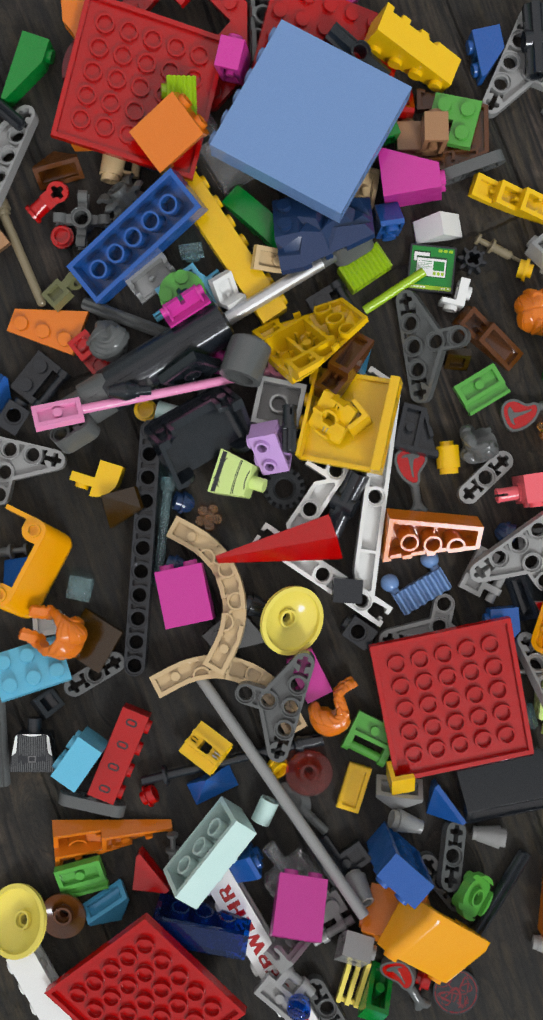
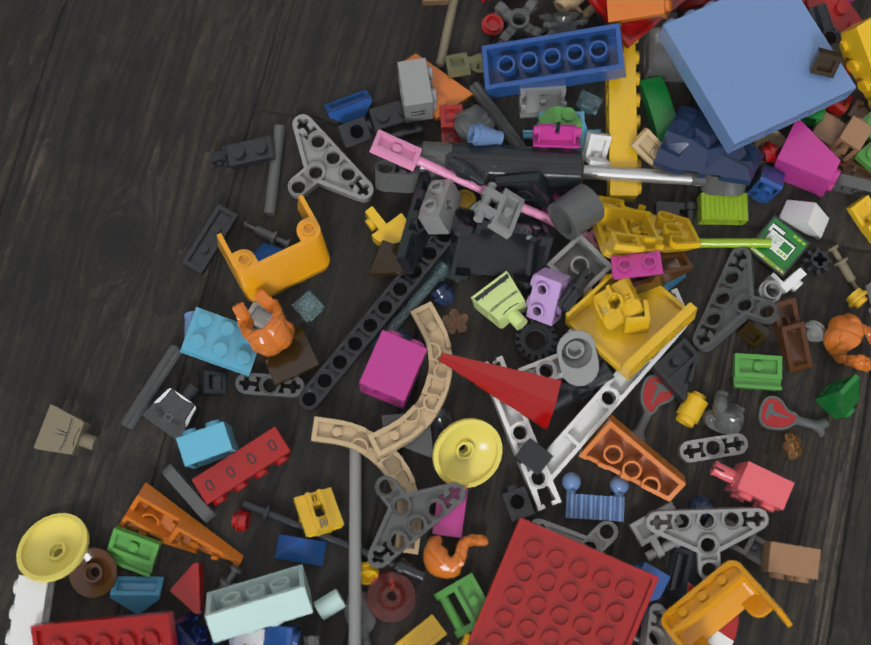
camera: 30 degrees right, 10 degrees down
(34, 344) = (416, 89): none -> light grey brick
(122, 347) = (483, 135): none -> medium blue cone
(122, 460) = (414, 233): none -> black wing
(128, 434) = (439, 206): none -> light grey brick
(187, 404) = (506, 211): none -> light grey plate
(327, 376) = (636, 265): none -> dark pink hinge
(329, 485) = (578, 358): none -> light grey piece
(372, 83) = (825, 62): none -> dark brown tile
(373, 191) = (771, 152): none -> red plate
(449, 316) = (769, 290): none -> light grey cone
(506, 322) = (814, 331): none -> light grey plate

